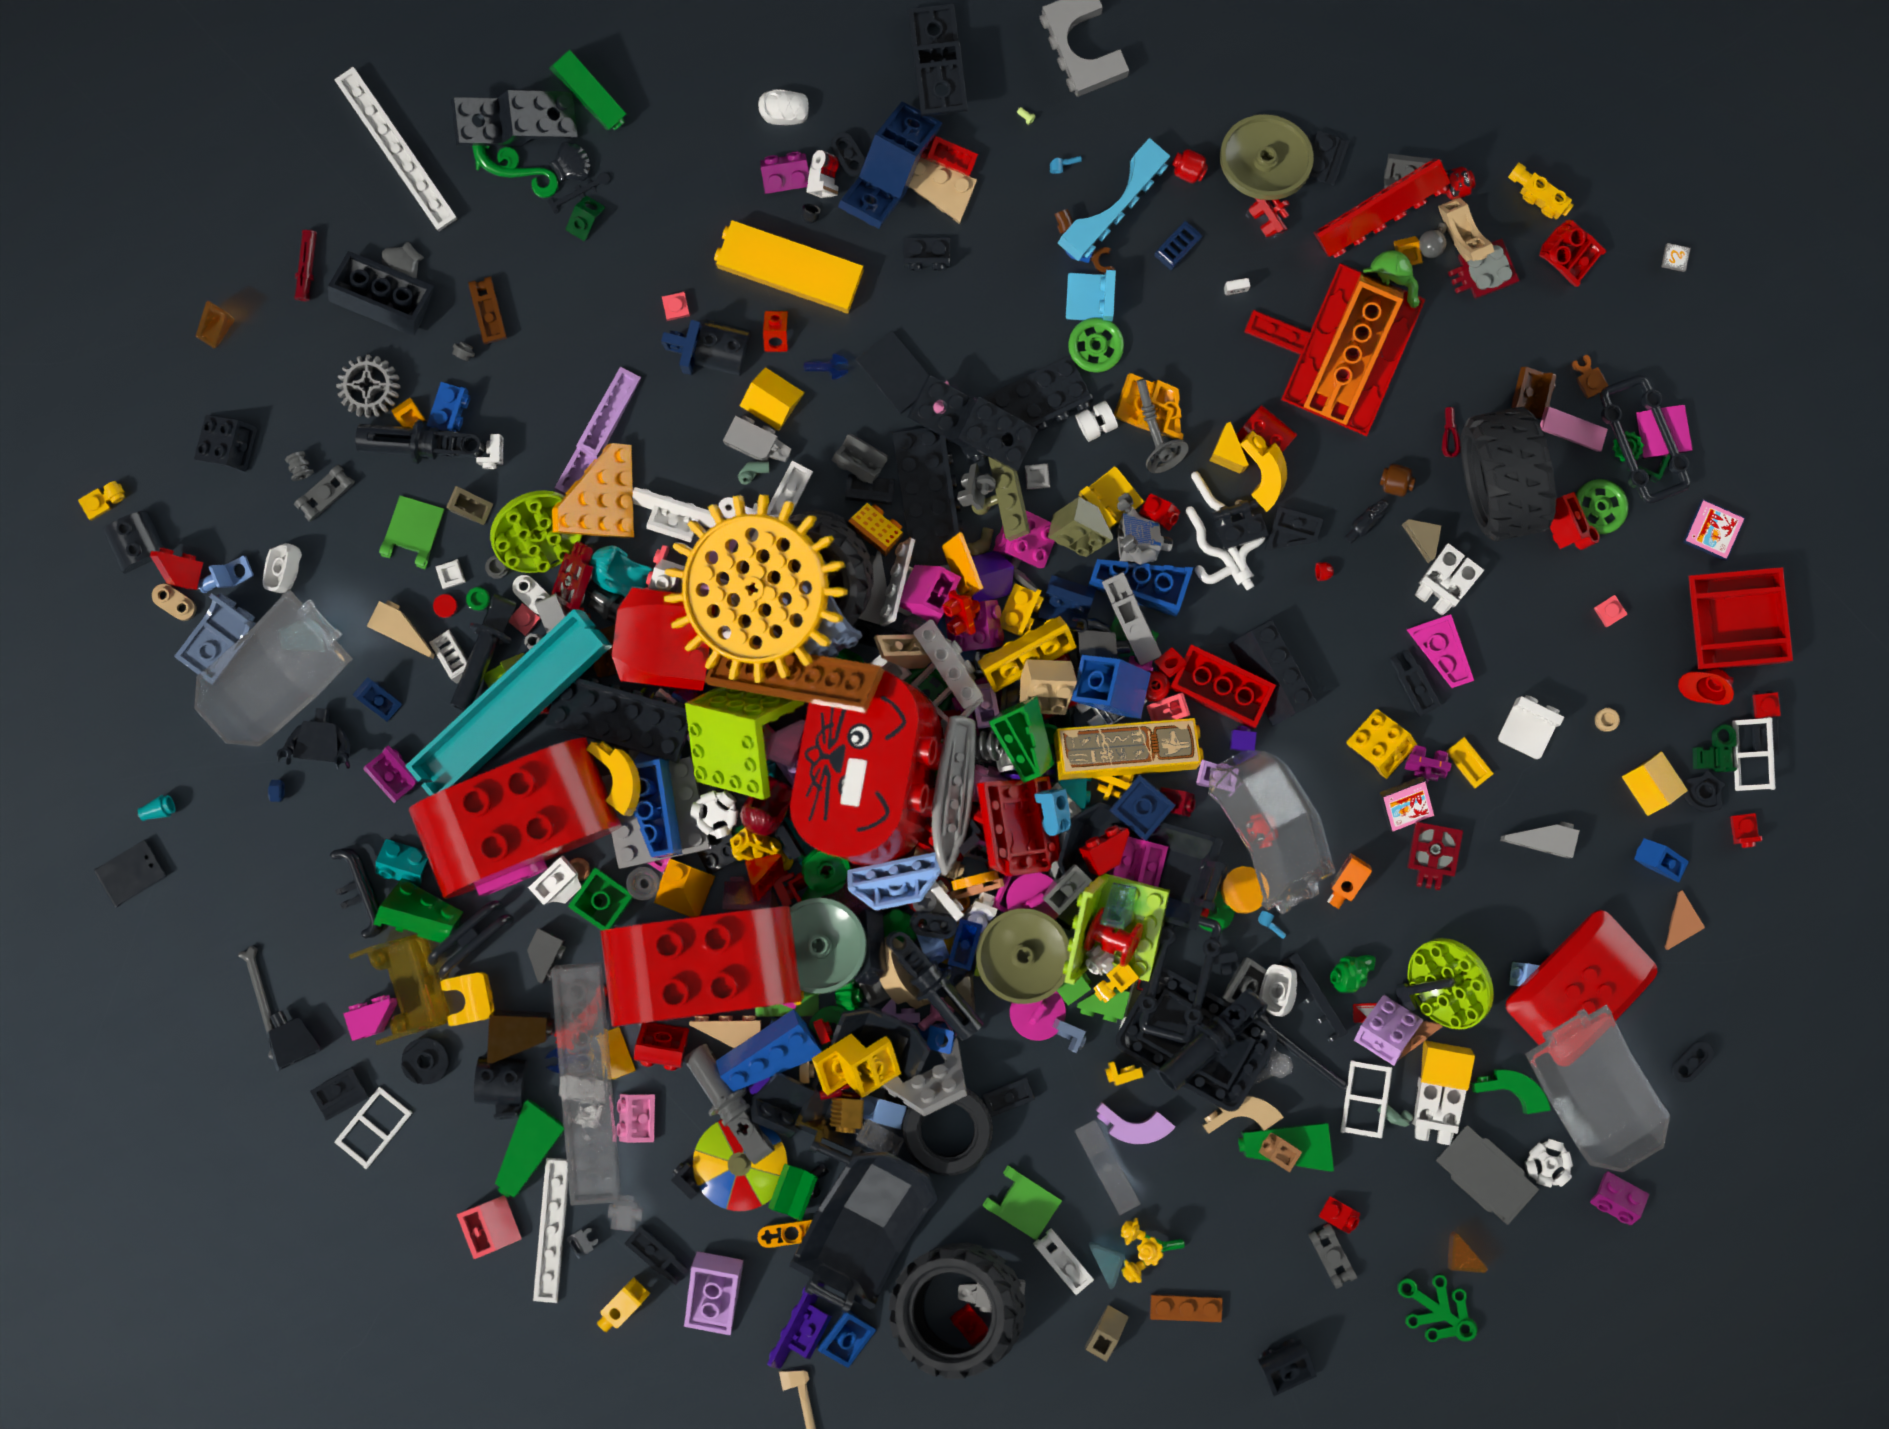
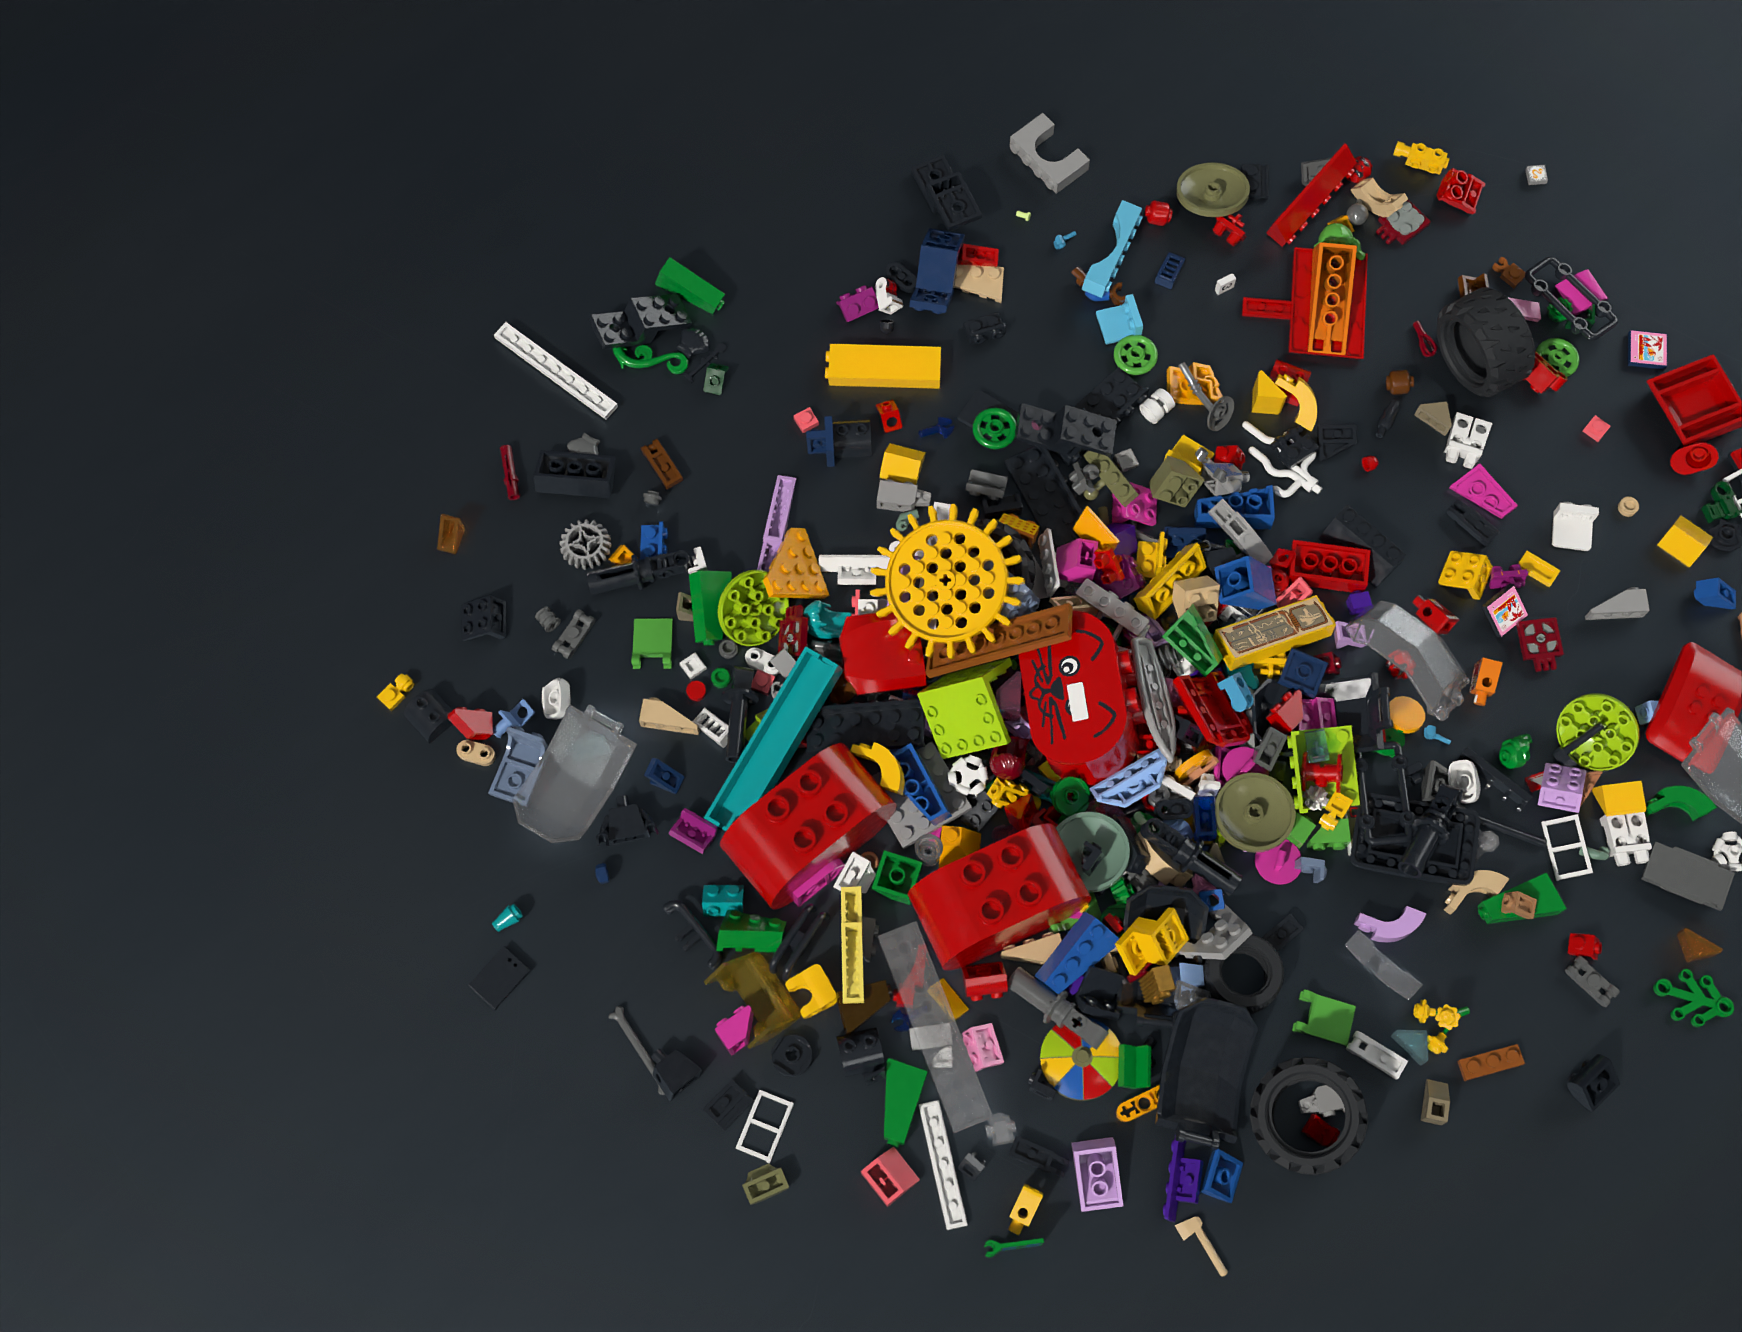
camera: 15 degrees left, 15 degrees down
(352, 1189) = (764, 1183): none -> olive slope
(488, 495) = (706, 591): none -> green slope
(523, 966) = (852, 945): none -> light yellow slope
(593, 1342) = (1009, 1246): none -> green flag
(783, 107) = (841, 259): white piece -> none
(815, 961) = (1091, 861): none -> black bracket
(887, 371) = (994, 443): none -> green plate
(1127, 1074) = (1364, 887): yellow bracket -> none
(1322, 785) = (1440, 619): none -> red torso

